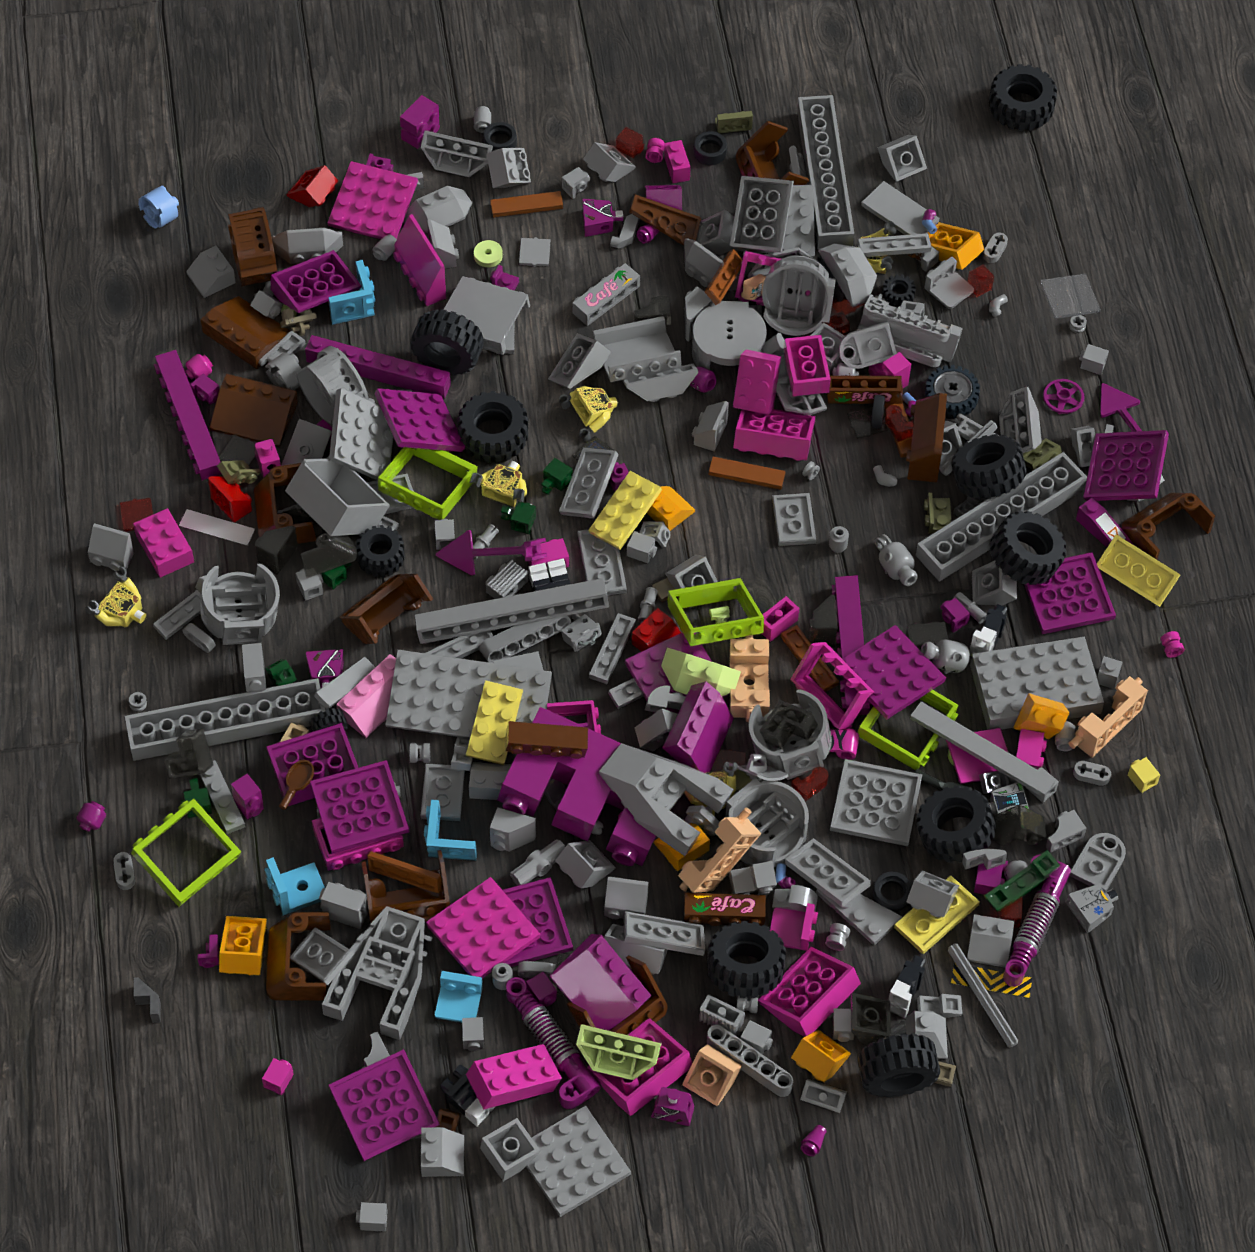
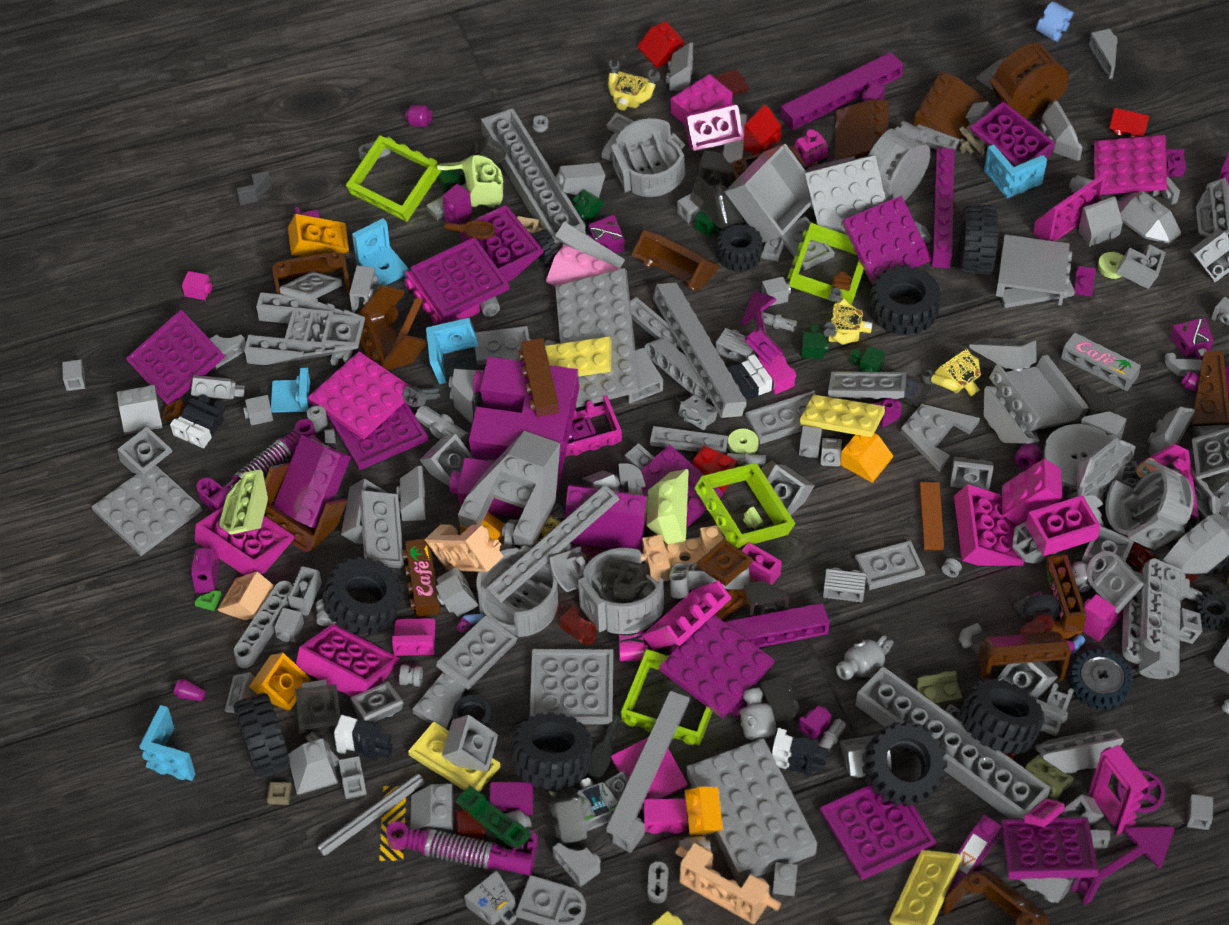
camera: 80 degrees right, 5 degrees down
(62, 562) = (660, 44): none -> red slope
(197, 366) = (894, 86): dark pink head -> none
(210, 178) = (1104, 47): none -> light grey slope
(212, 535) = (713, 127): none -> brick
(226, 757) = (482, 179): none -> yellowish green hips
(238, 472) = (786, 129): olive bracket -> none
(424, 752) = (535, 318): light grey wheel -> none
(434, 1070) = (216, 387): none -> light grey hinge
(461, 470) = (841, 281): none -> reddish brown plate
(500, 875) = (417, 397): none -> dark grey piece
(506, 227) = (1141, 267): none -> light grey brick
(513, 1076) = (211, 439): dark pink brick -> none
(526, 204) = (1186, 283): dark orange tile -> none
(534, 252) = (1131, 300): light grey piece -> none
(624, 597) = (743, 435): none -> yellowish green piece
(646, 451) = (929, 427): none -> light grey wing
(704, 1112) = (208, 601): none -> bright green tile
(724, 277) = (1143, 437): dark orange tile -> none
(736, 773) = (552, 543): none -> light grey tile
(753, 320) = (1102, 464): none -> light grey wedge
(782, 640) = (724, 562): none -> reddish brown tile
(782, 663) = (687, 576): none -> light grey beam
(794, 898) = (444, 634): light grey brick -> none
(811, 557) = (844, 585): none -> light grey brick
(838, 539) = (872, 602): light grey brick -> none
(875, 965) = (377, 703): none -> light grey slope
(879, 1173) = (163, 758): none -> medium azure bracket
(990, 858) = (515, 782): light grey slope -> none
(1062, 420) = (1116, 761): none -> dark pink window
(1087, 464) = (1044, 813): none -> dark pink tile

